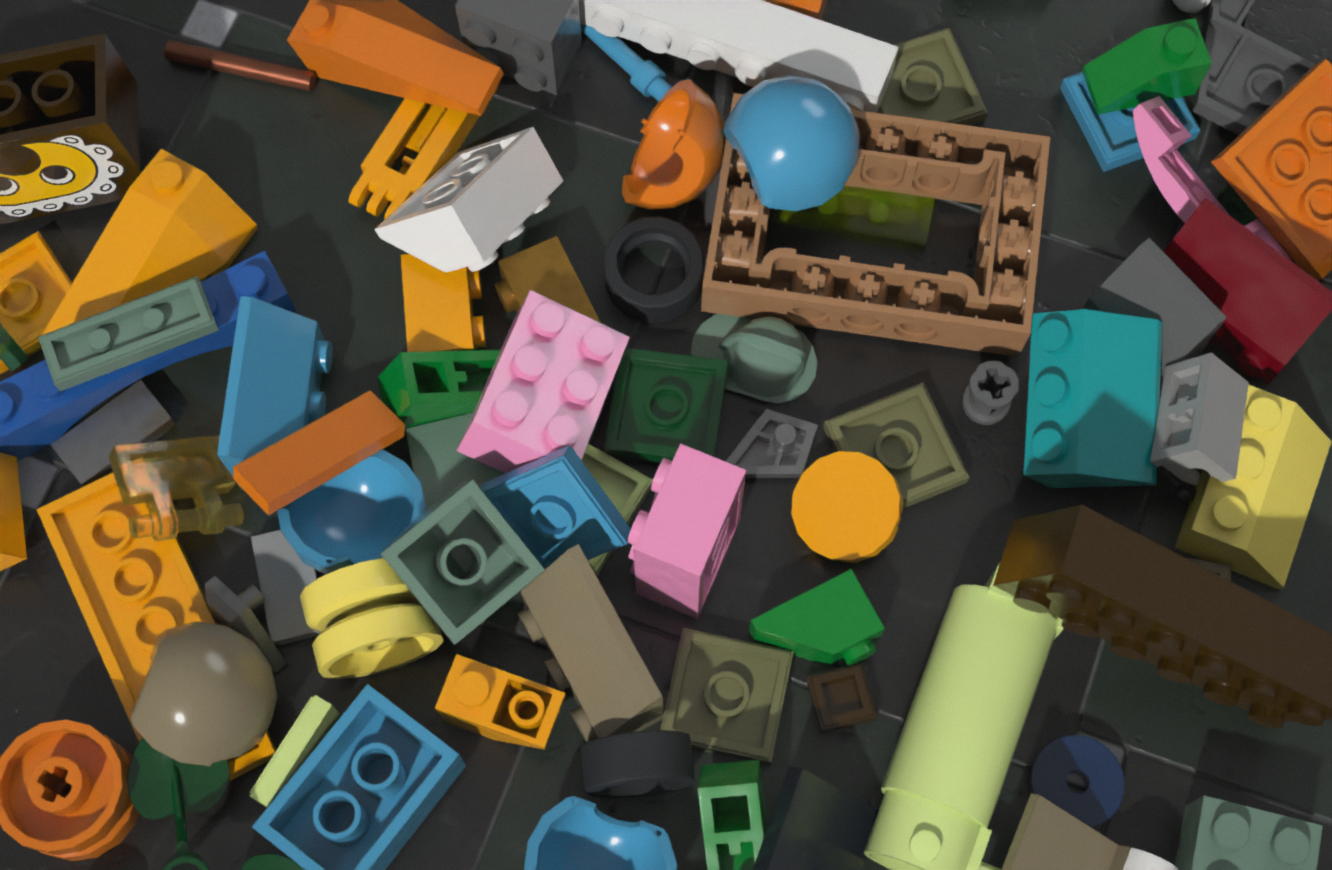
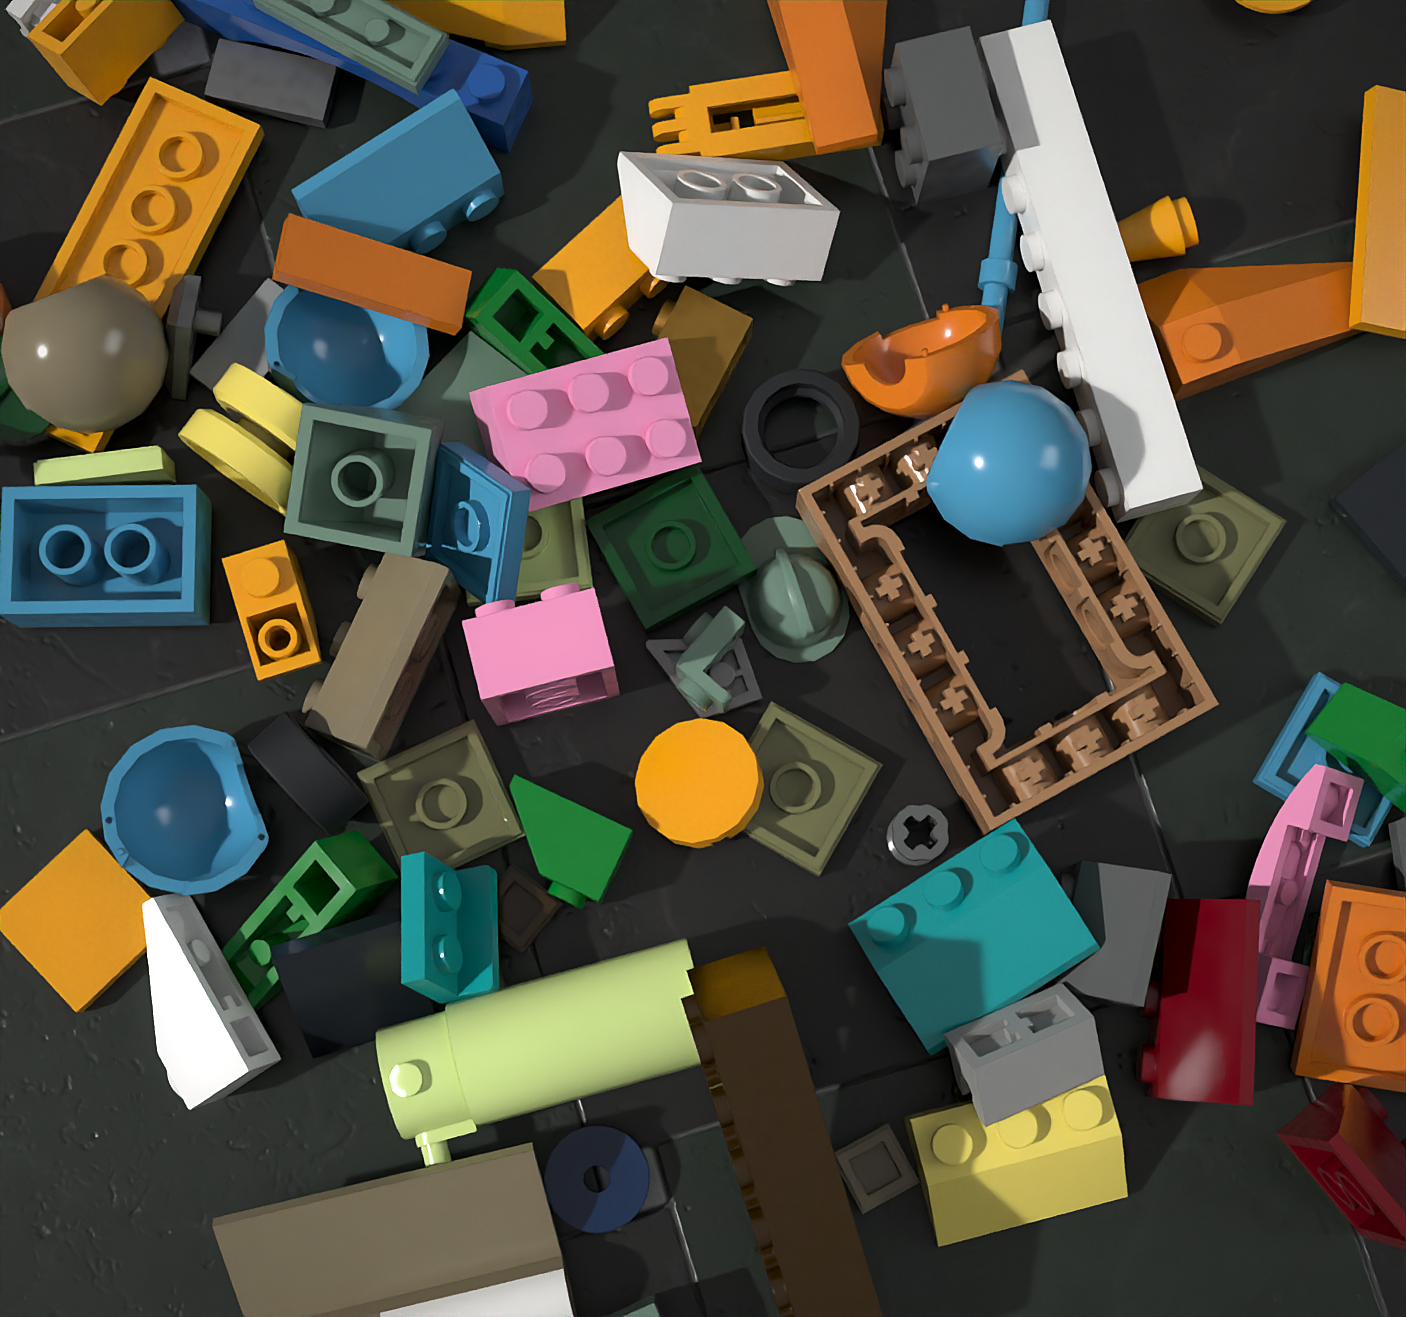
camera: 50 degrees right, 10 degrees up
(170, 471) = (261, 156): clear yellow plate -> none
(757, 425) = (707, 643): none -> sand green bracket
(830, 743) = (448, 929): none -> teal bracket
(867, 215) = (1026, 599): clear neon green tile -> none

